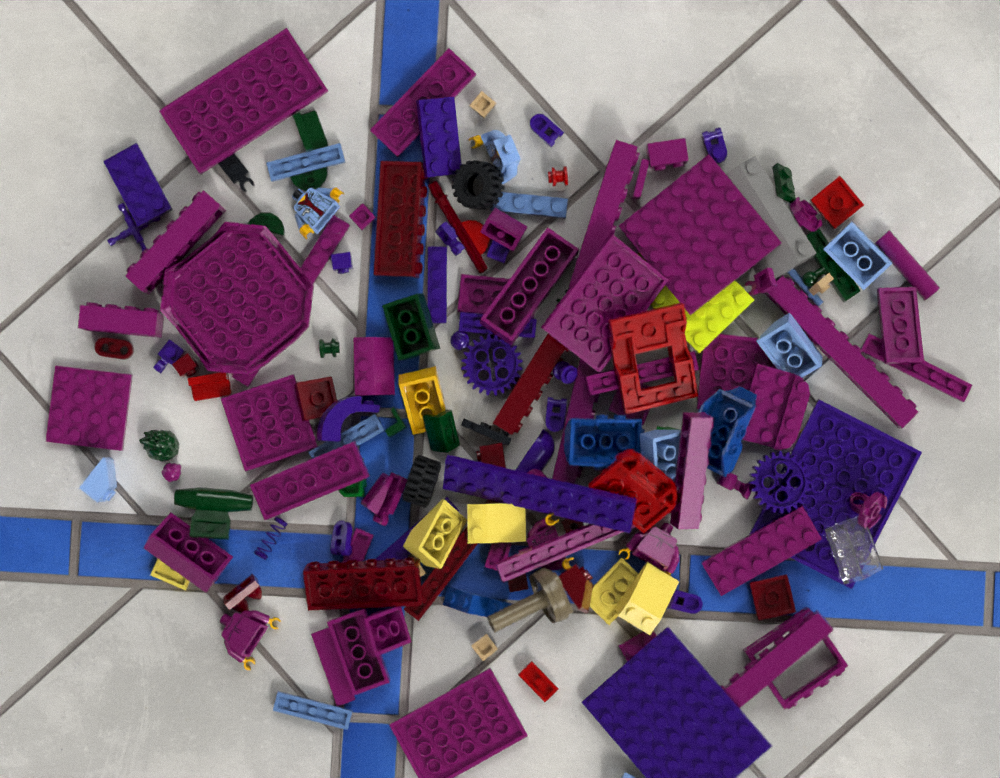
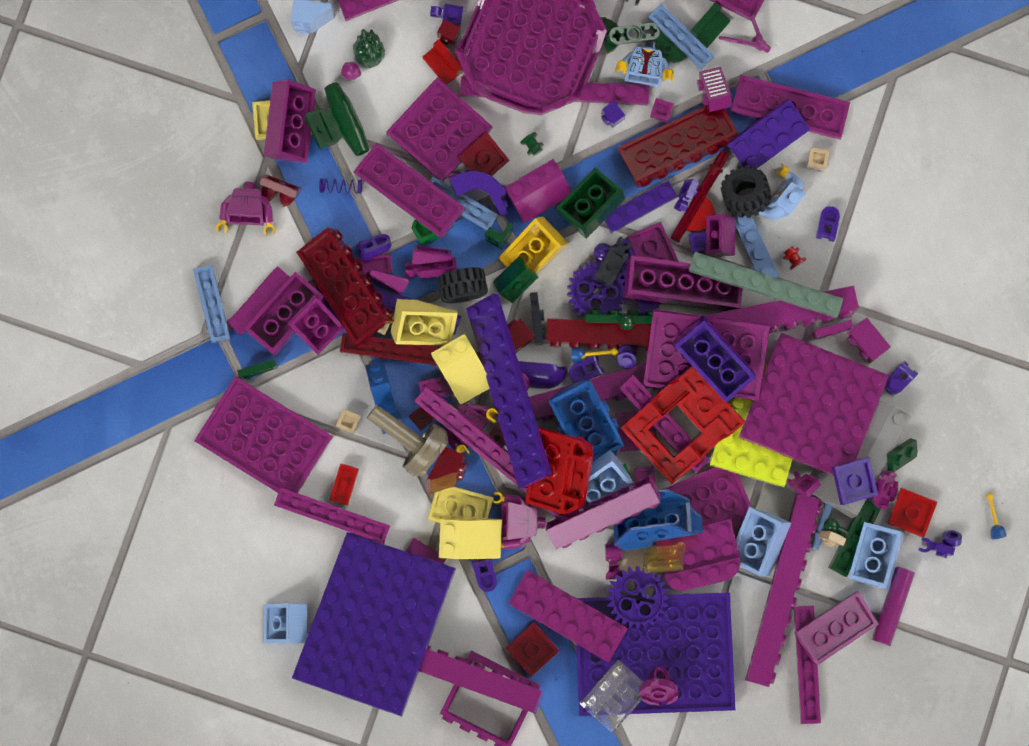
camera: 60 degrees right, 5 degrees down
(273, 208) = (625, 31): none -> beam
(348, 98) = (756, 42): none -> magenta plant
(370, 159) = (714, 88): none -> magenta brick
(384, 539) = (392, 282): none -> magenta slope
(394, 702) = (257, 369): none -> dark green tile
(476, 338) = (612, 263): none -> black plate
(532, 355) = (625, 320): none -> dark green plate
(539, 412) = (579, 354): none -> hinge
(560, 707) = (332, 515): none -> magenta plate
(572, 216) = (766, 285): none -> sand green plate
(614, 299) = (714, 358): none -> dark purple brick
(675, 414) = (643, 472): none -> magenta plate
(764, 440) = (664, 558): none -> clear yellow plate
(787, 238) = (854, 481): none -> dark purple plate
(878, 181) = (952, 538): none -> dark purple tile
(884, 195) = (940, 549): none -> dark purple plate
(892, 138) = (996, 531): none -> hinge

